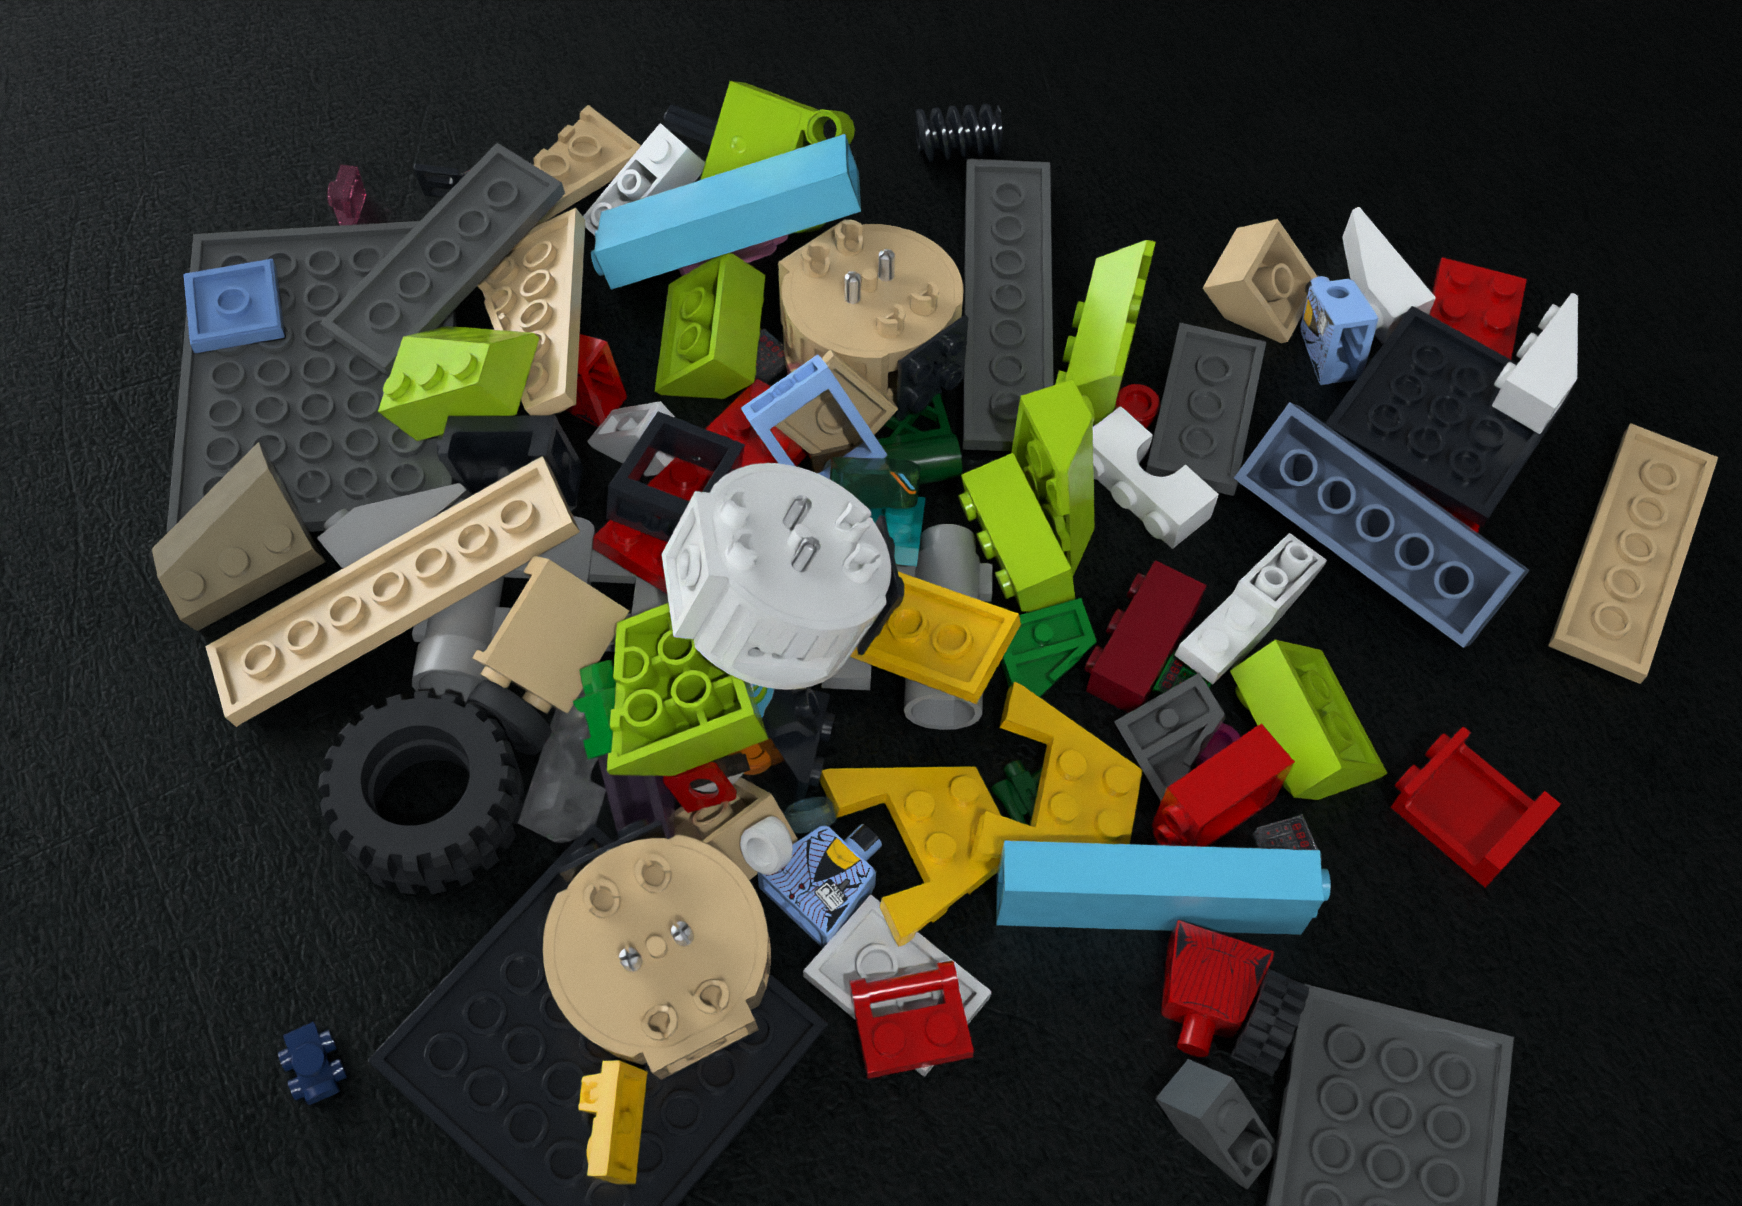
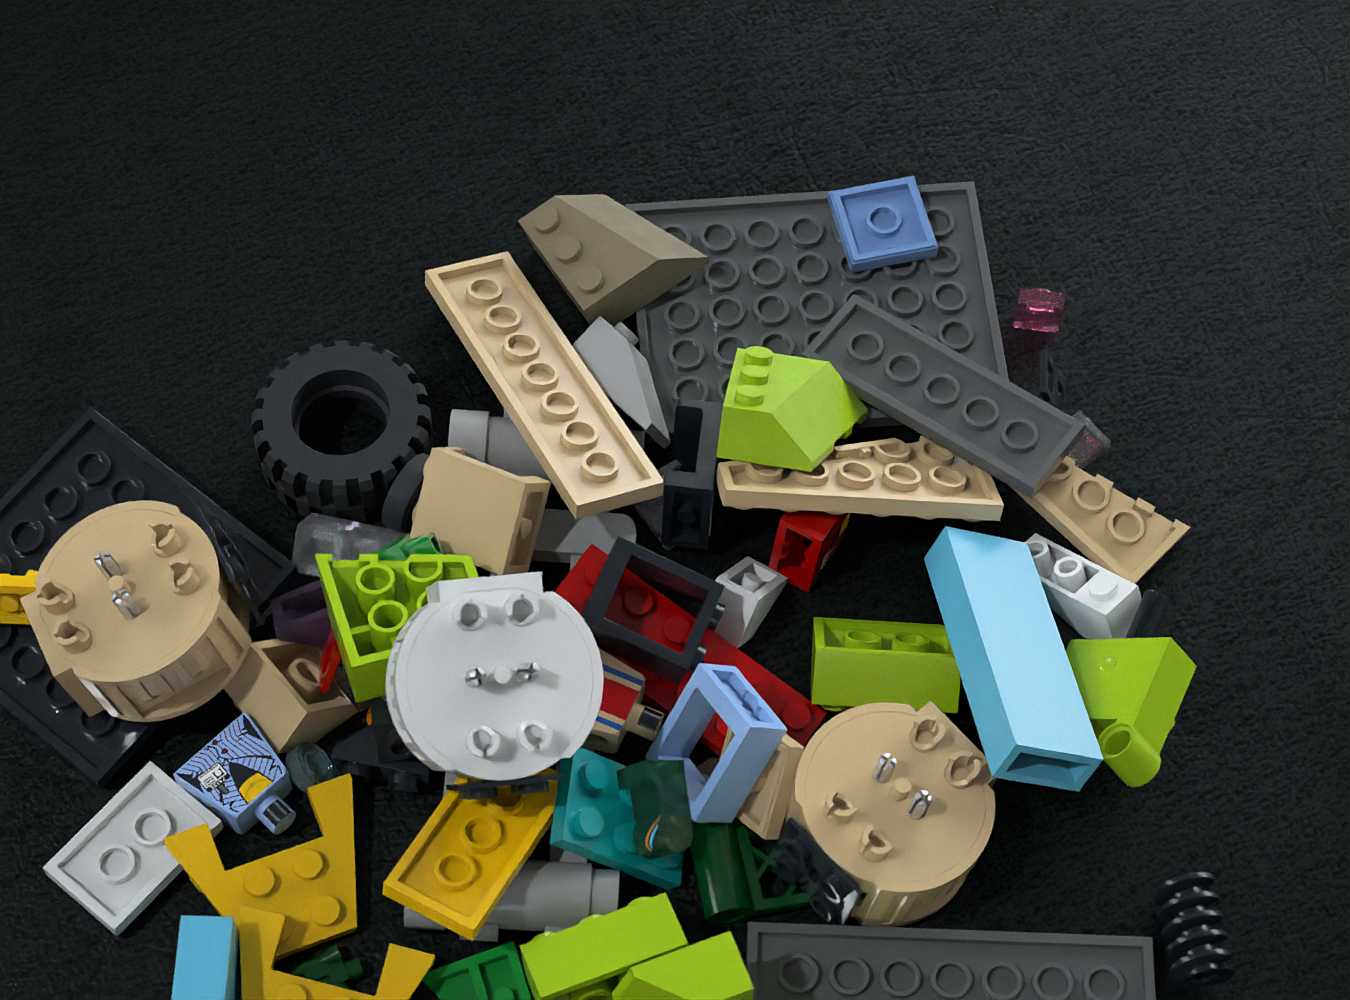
camera: 90 degrees right, 0 degrees up
(308, 1057) = (109, 375): dark blue piece -> none
(767, 846) = (254, 709): white tile -> none
(914, 1036) = (72, 855): red plate -> none

